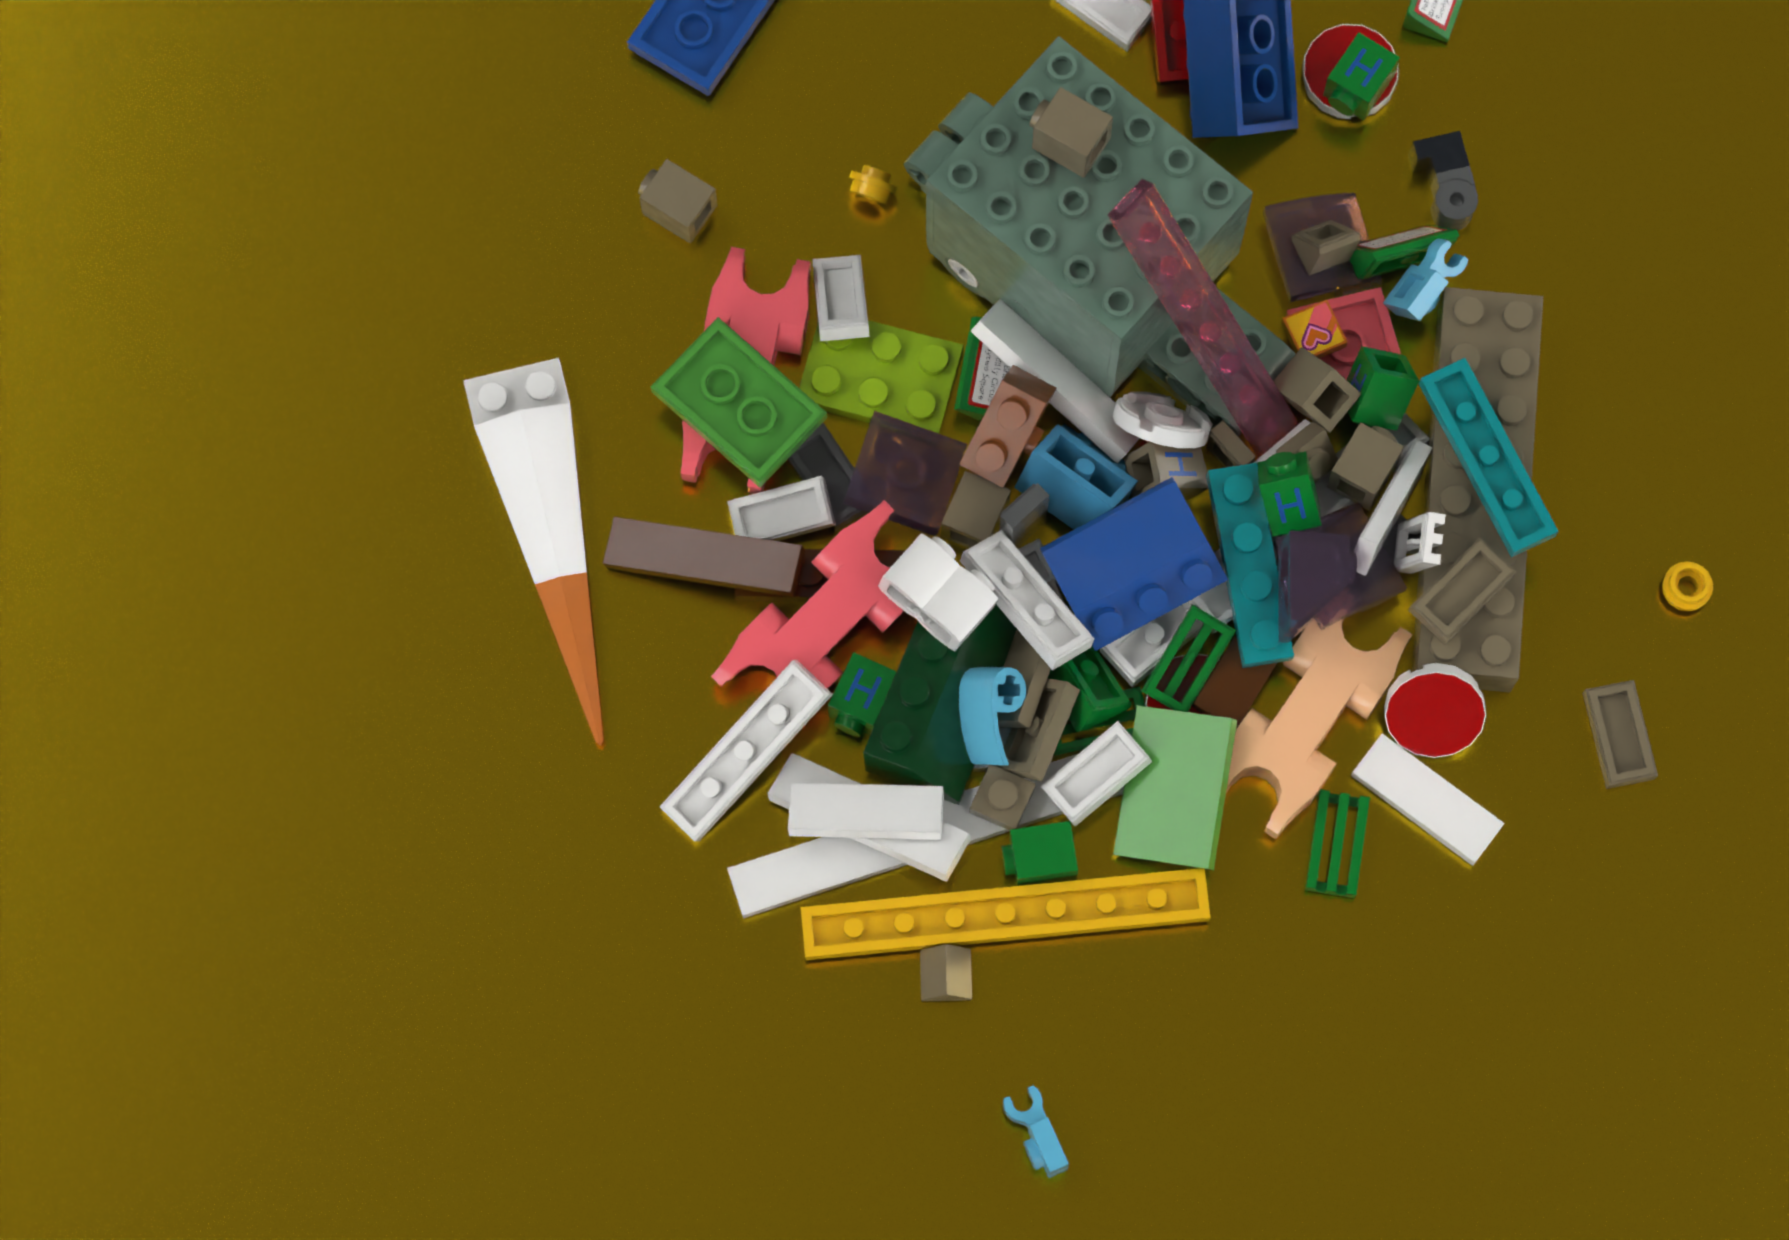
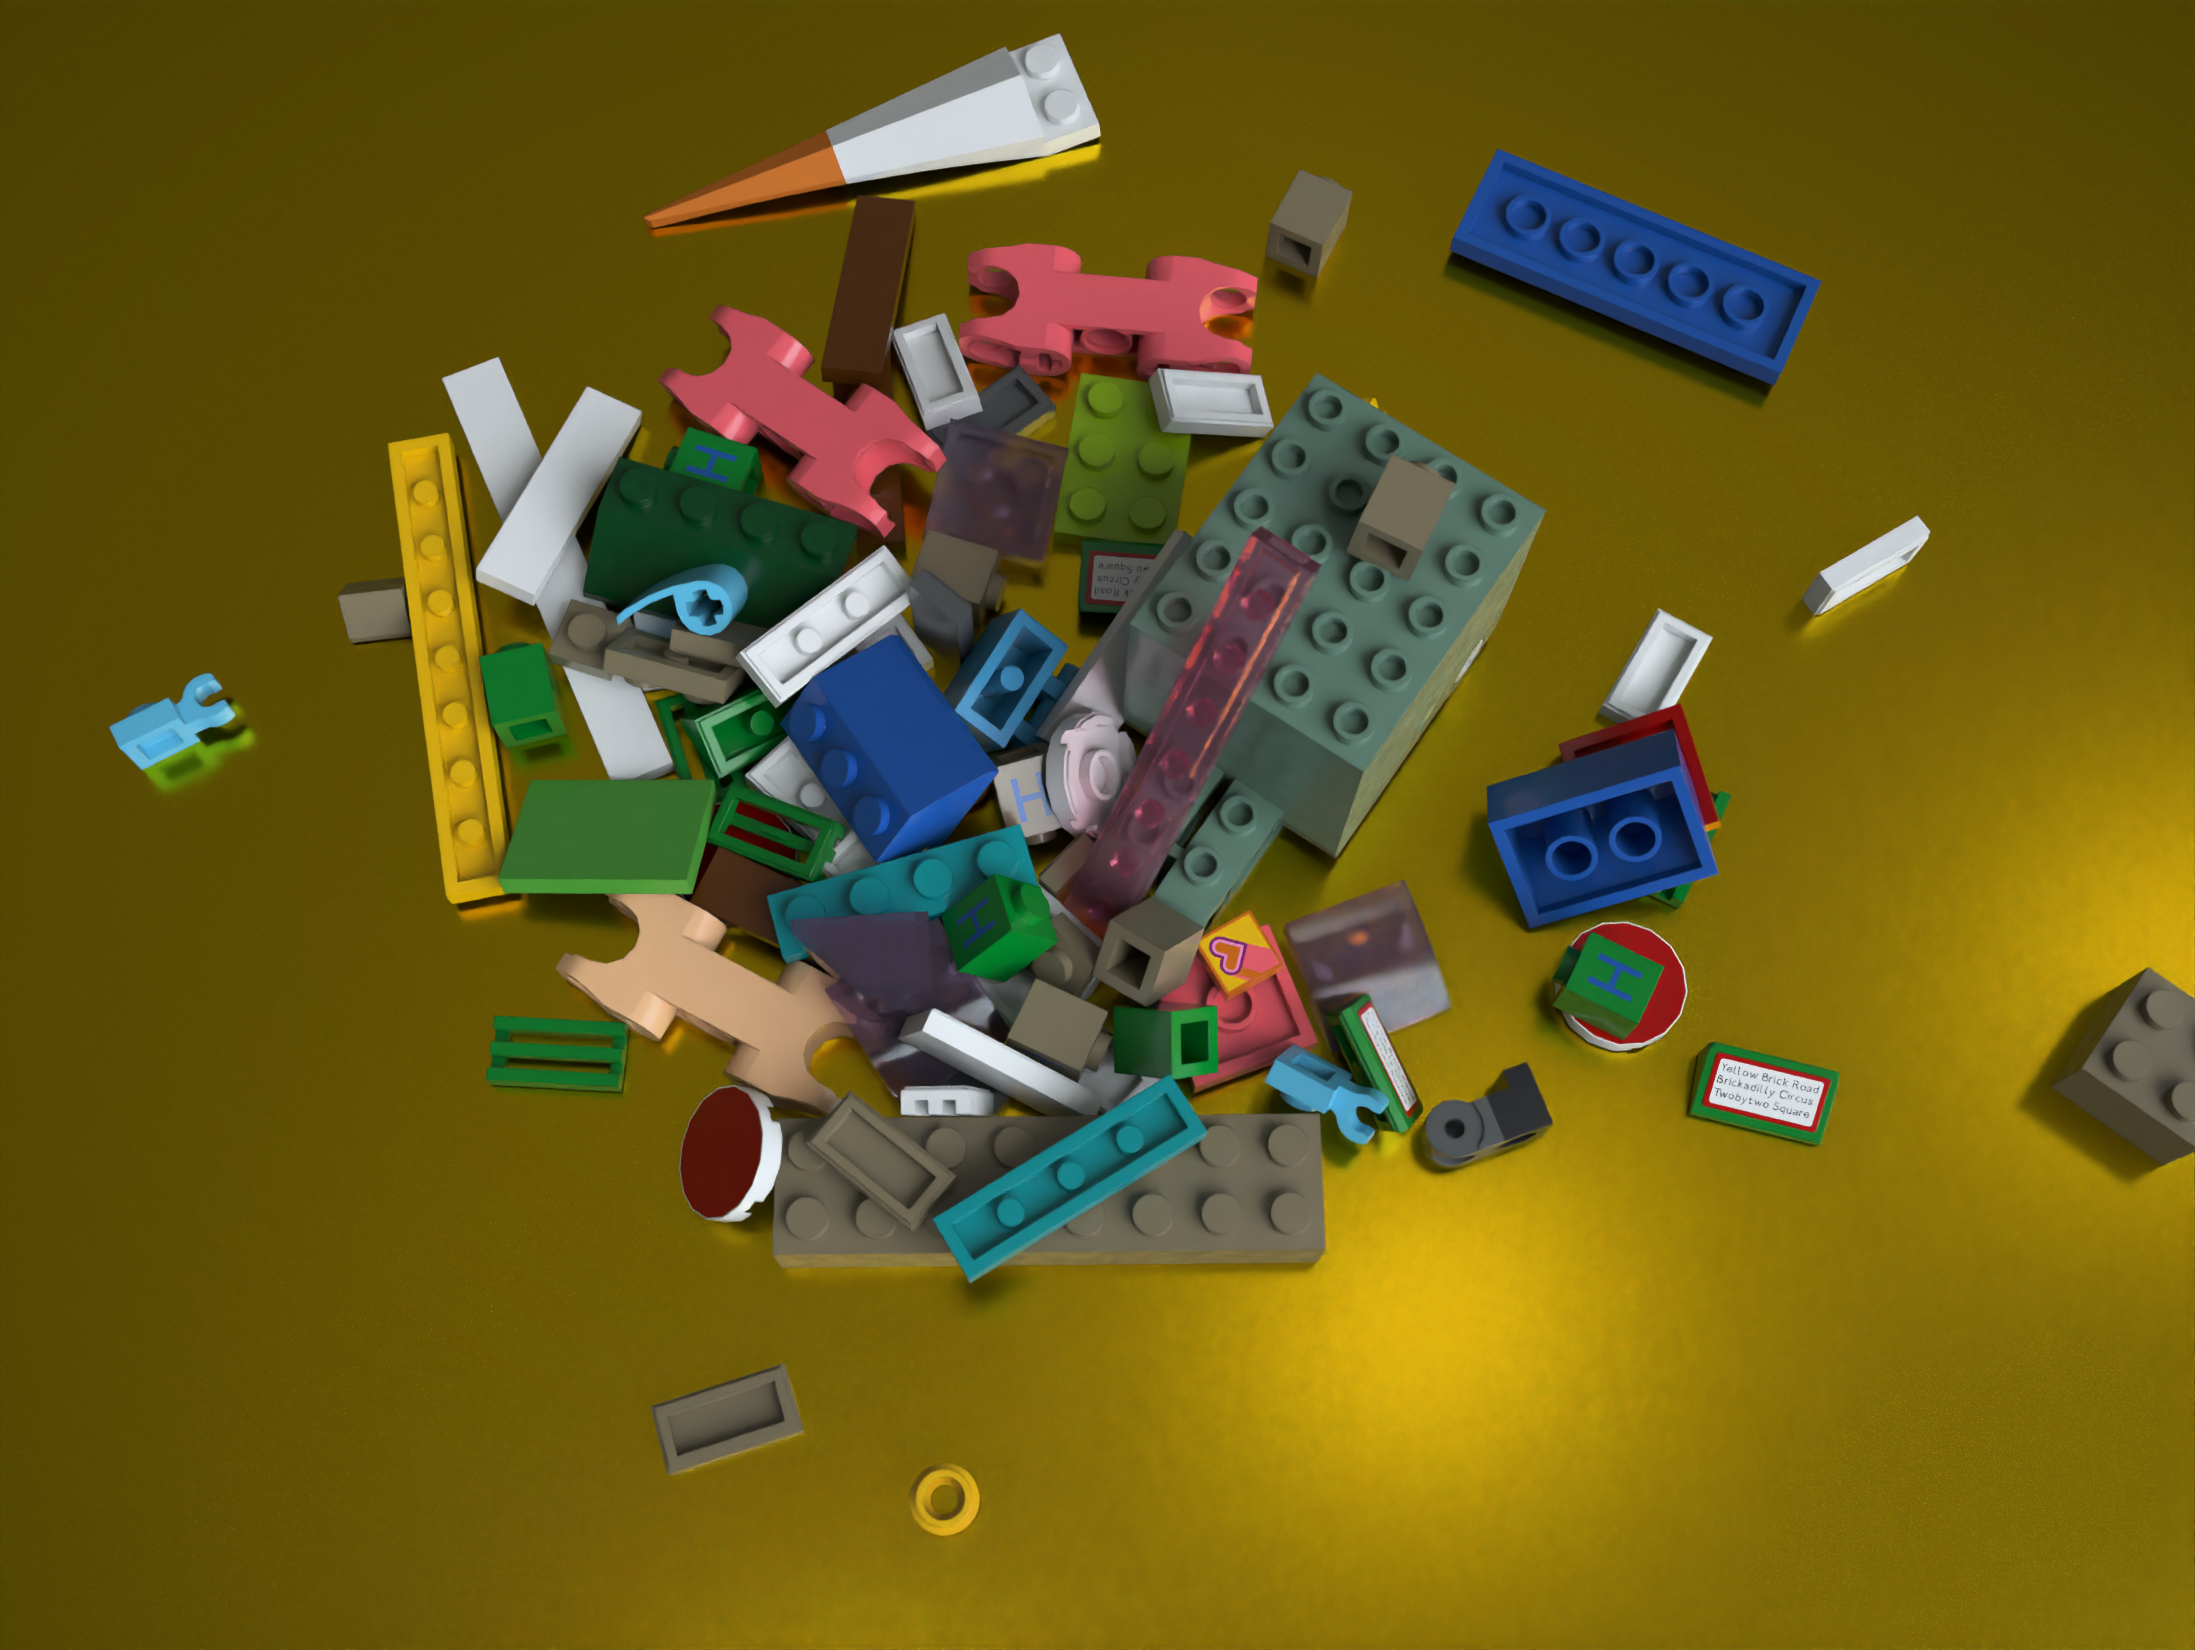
camera: 80 degrees right, 5 degrees down
(739, 402) = (1056, 295): bright green tile -> none
(746, 750) = (634, 353): white tile -> none
(866, 811) = (557, 480): white tile -> none
(939, 591) = (818, 506): white brick -> none
(1009, 426) = (1059, 585): dark orange brick -> none
(1096, 773) = (622, 740): white tile -> none
(1325, 245) = (1359, 957): dark tan slope -> none
(1427, 799) = (620, 1166): white tile -> none

